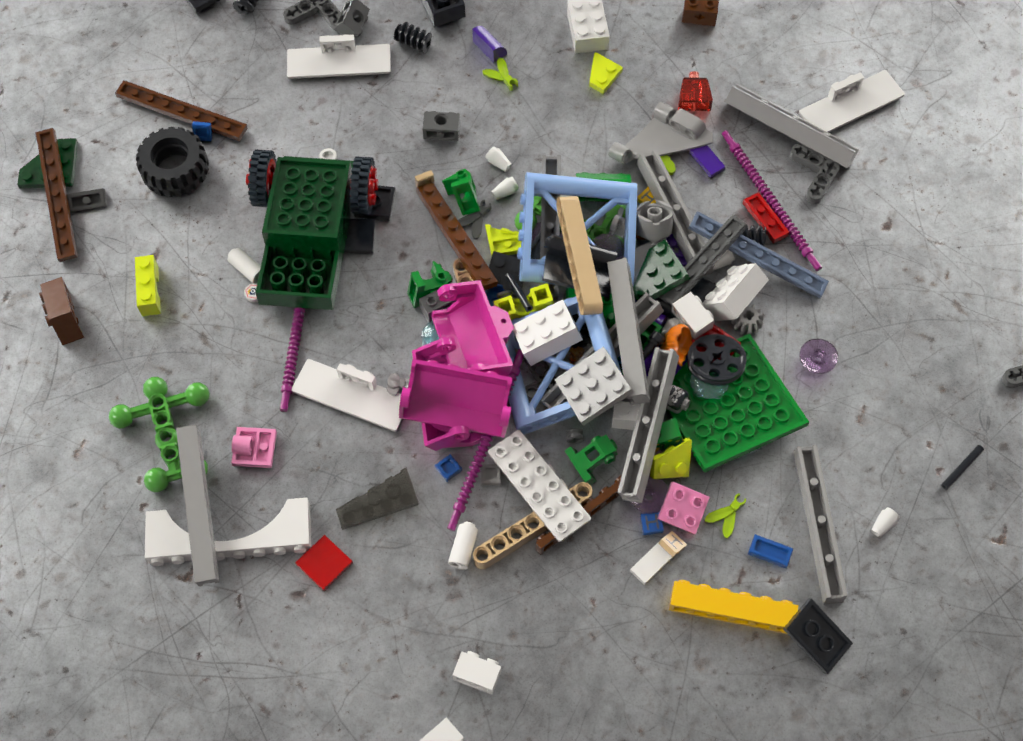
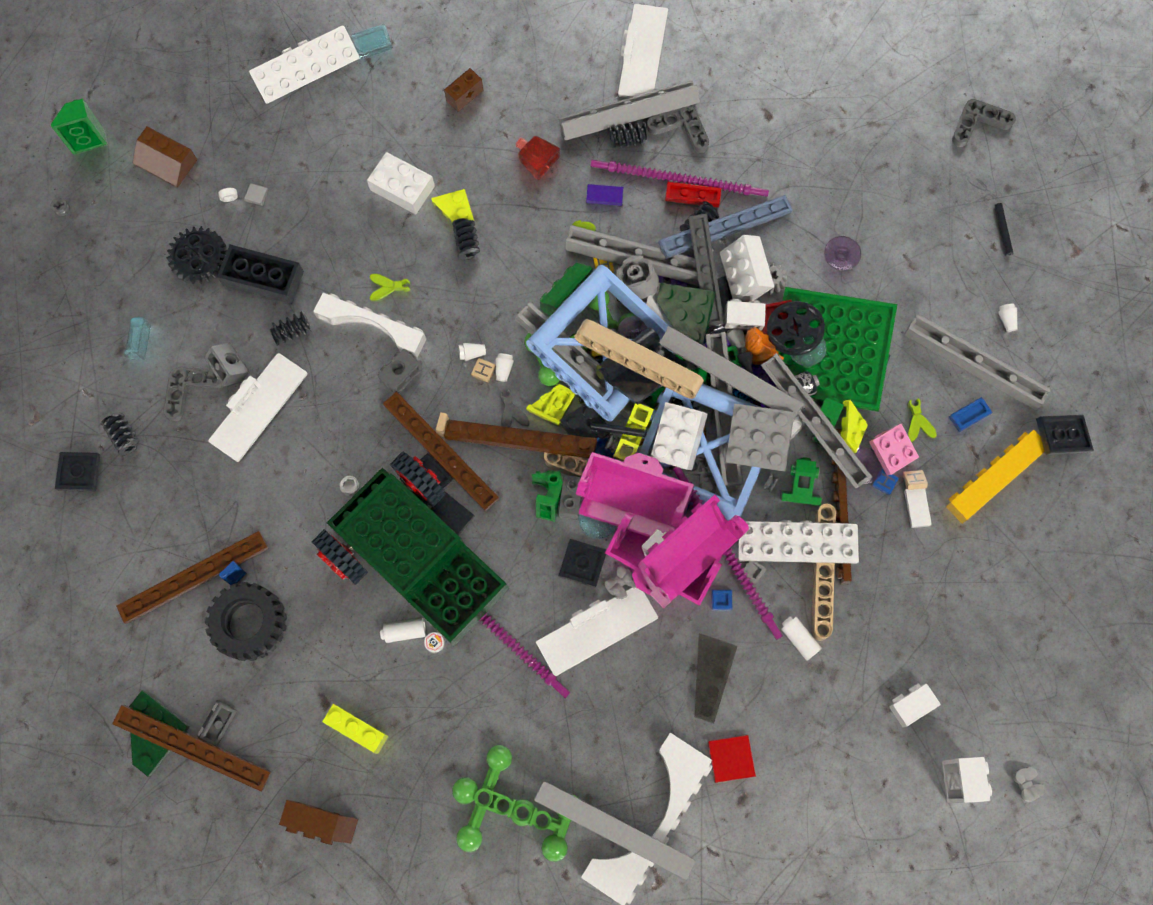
camera: 50 degrees left, 10 degrees up
(253, 447) = (585, 744): bright pink plate -> none
(394, 347) = (582, 563): none -> black plate
(403, 195) = (441, 451): none -> reddish brown plate
(452, 56) = (336, 311): none -> white arch
(463, 183) = (475, 396): green tile -> none
(488, 43) = (349, 274): dark purple brick -> none
(491, 178) = (483, 370): none -> tan tile
(583, 94) = (465, 238): none -> black piece
(618, 219) = (614, 305): light grey piece -> none
(667, 133) = (556, 208): light grey panel -> none
(769, 140) = (628, 135): none -> black piece

